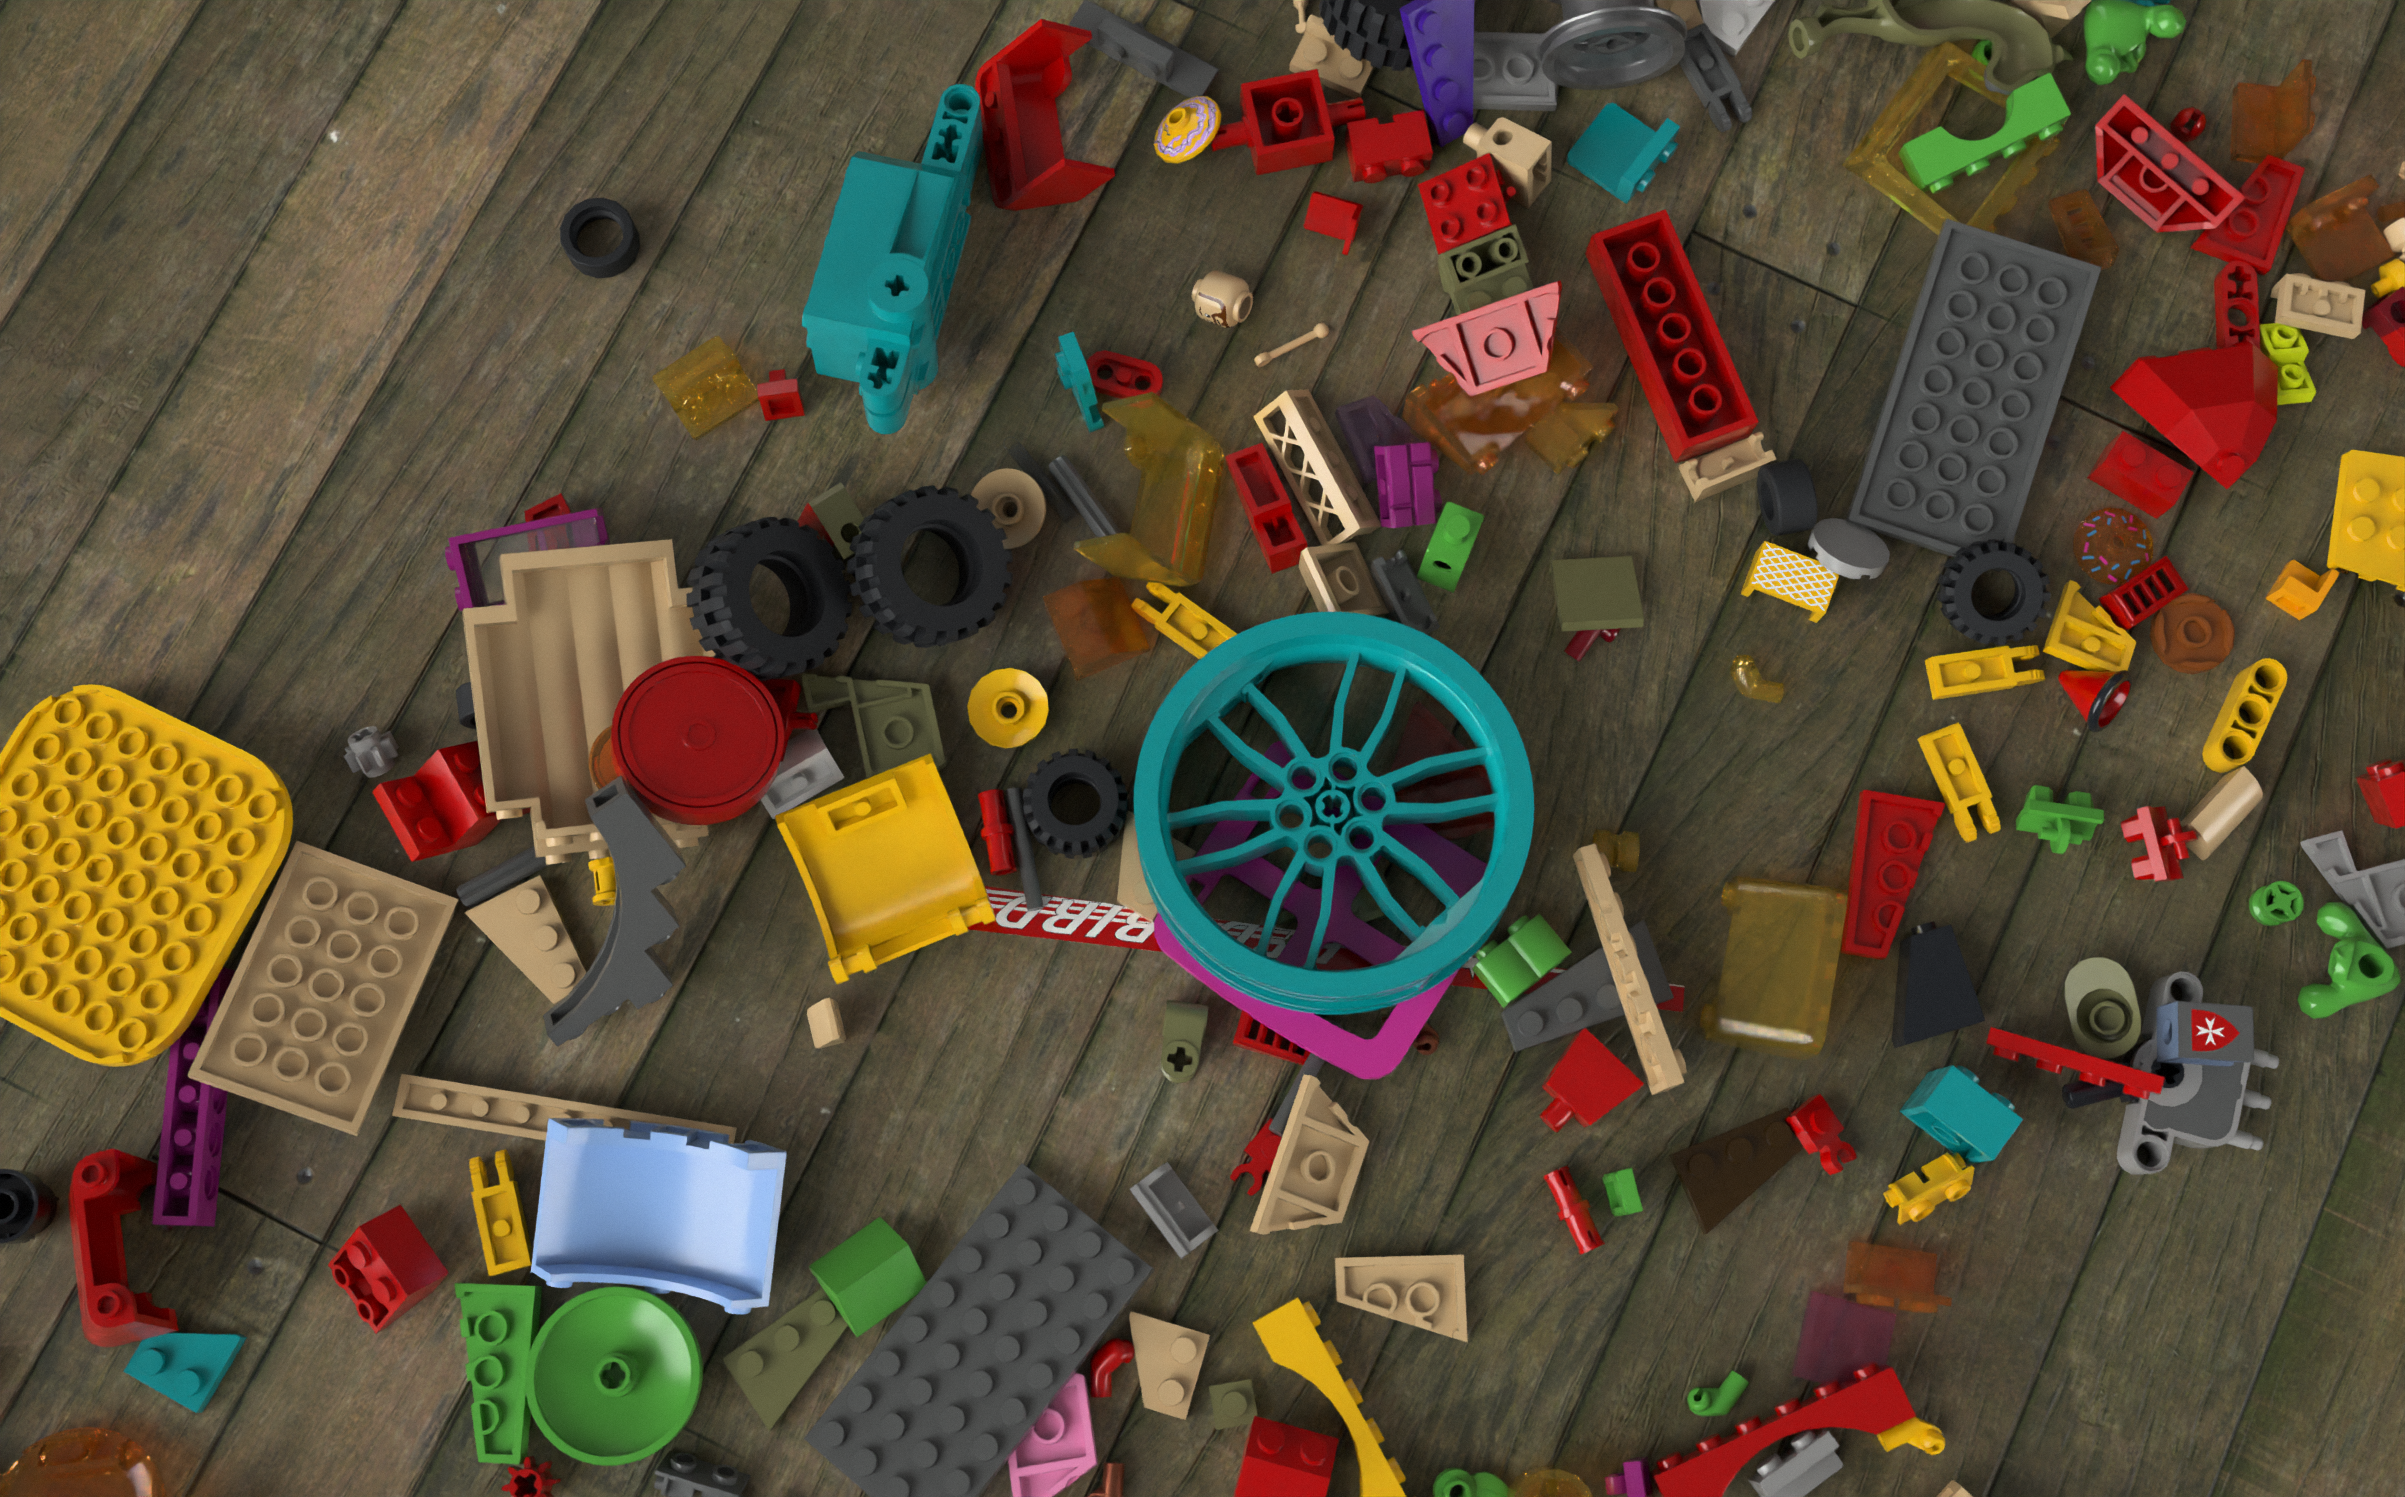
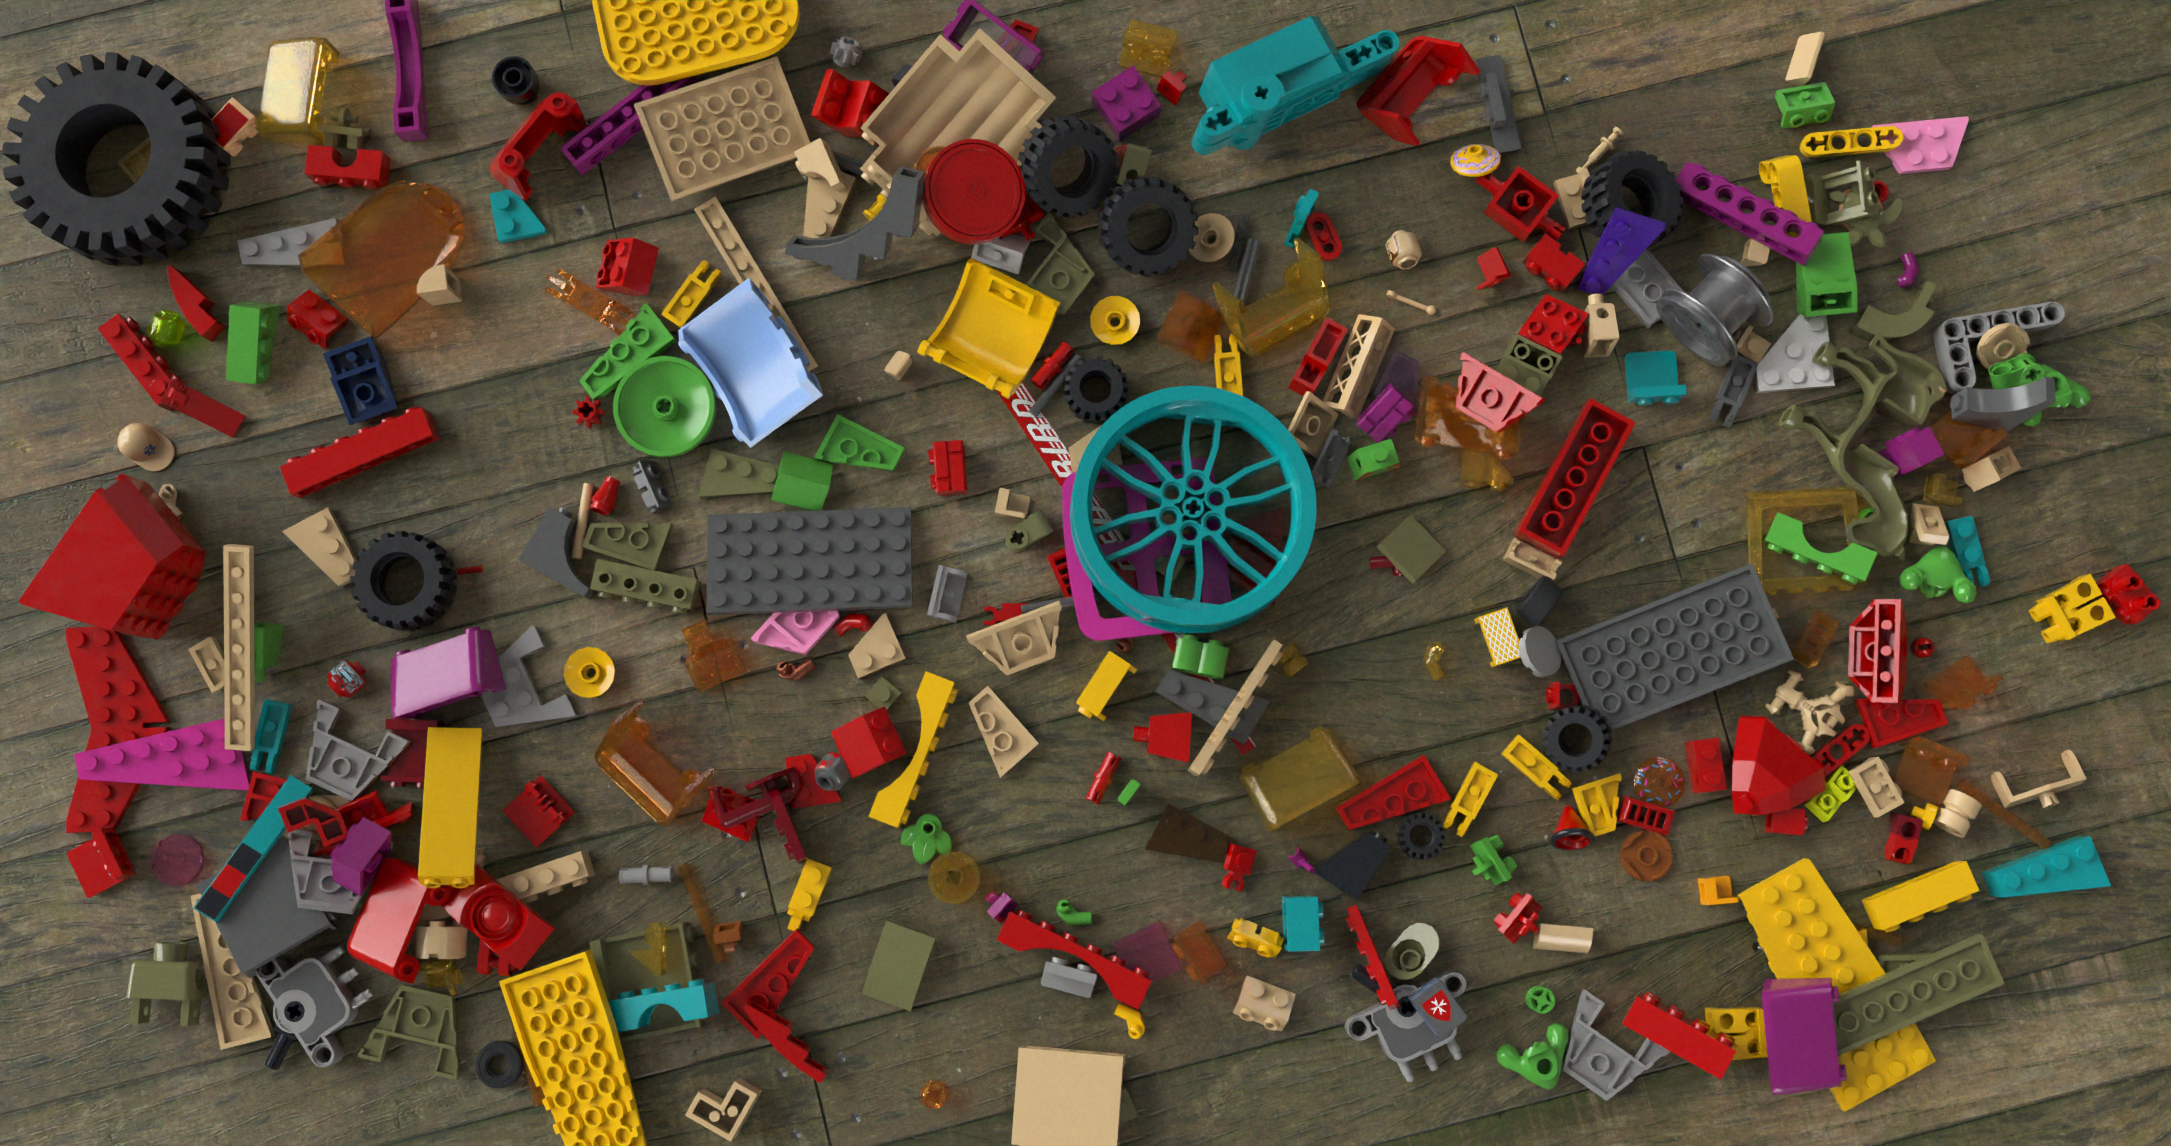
camera: 55 degrees right, 5 degrees up
(408, 1357) = (597, 310): none -> clear orange piece
(478, 902) = (819, 161): none -> tan arch
(751, 468) = (1126, 103): none -> magenta brick
(886, 1163) = (858, 446): none -> bright green wing
(1014, 1070) = (949, 467): none -> red brick
(1130, 1031) = (1012, 505): none -> tan panel
(1456, 1110) = (1103, 685): none -> yellow brick
(1875, 1049) = (1301, 860): none -> magenta hand
(1915, 576) = (1553, 695): none -> red bracket
(1980, 862) = (1435, 828): none -> black tyre
(2023, 1246) = (1264, 1004): none -> tan bracket
(2179, 299) = (1818, 714): none -> tan piece
(2258, 703) = (1636, 912): yellow beam -> none
(2285, 441) = (1787, 822): none -> red brick

